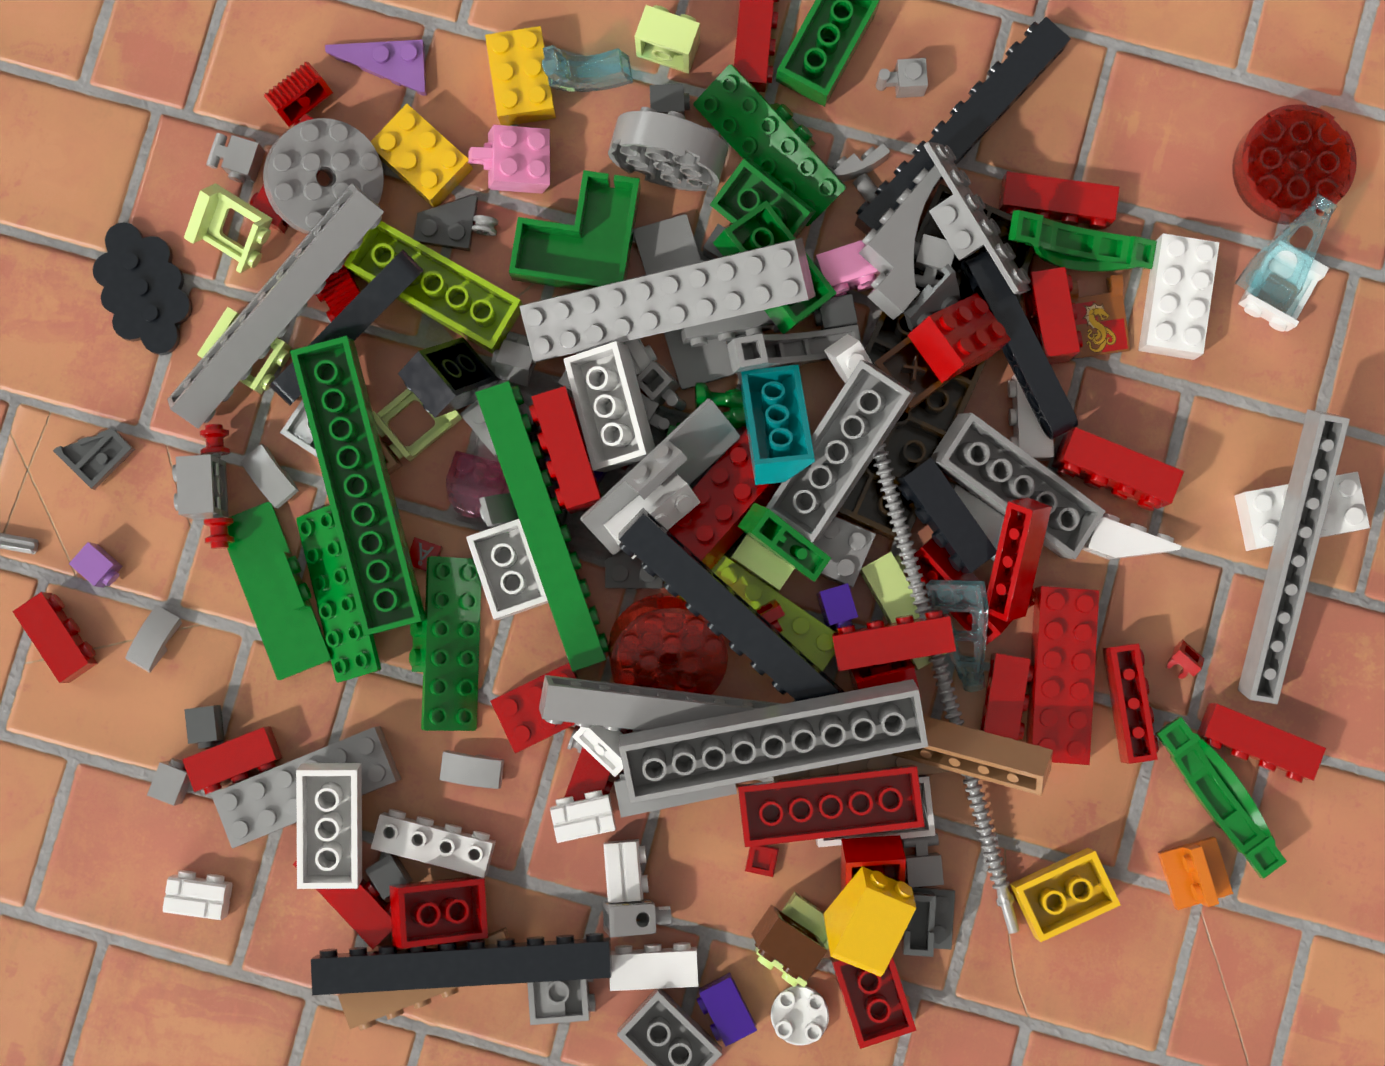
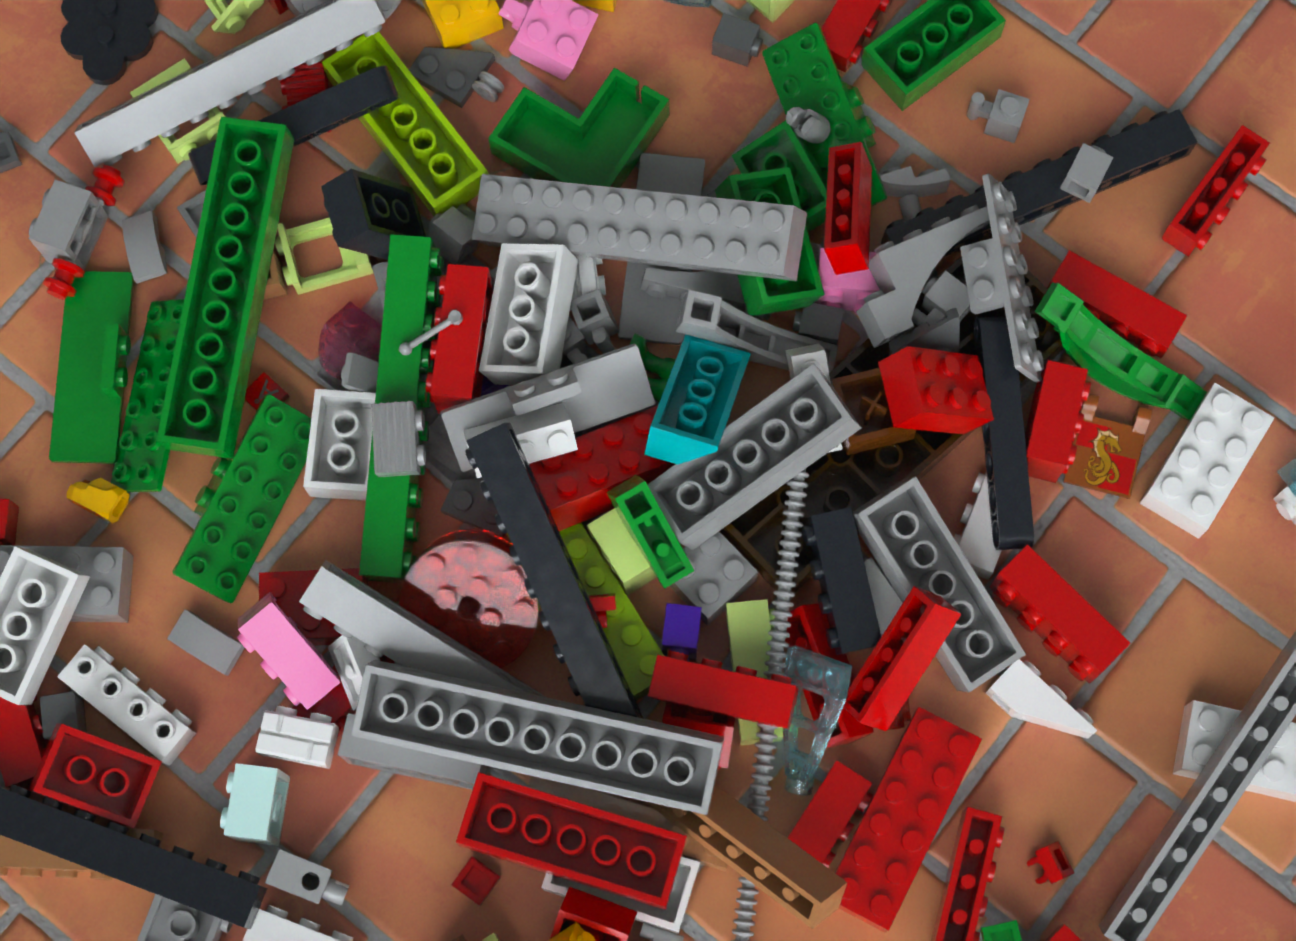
camera: 25 degrees right, 10 degrees down
(332, 694) = (99, 498): none -> yellow rock
(543, 756) = (286, 652): none -> bright pink wedge
(556, 555) = (397, 439): none -> light grey brick
(557, 439) = (454, 318): none -> light grey hinge
(571, 879) = (255, 804): none -> light aqua brick
(624, 871) = (319, 824): white brick -> none
(668, 149) = (711, 79): light grey brick -> none
(768, 157) = (808, 124): none -> light grey hinge
(826, 214) = (848, 208): none -> red brick
(997, 102) = (1087, 172): none -> light grey brick
(1100, 73) = (1213, 193): none -> red brick

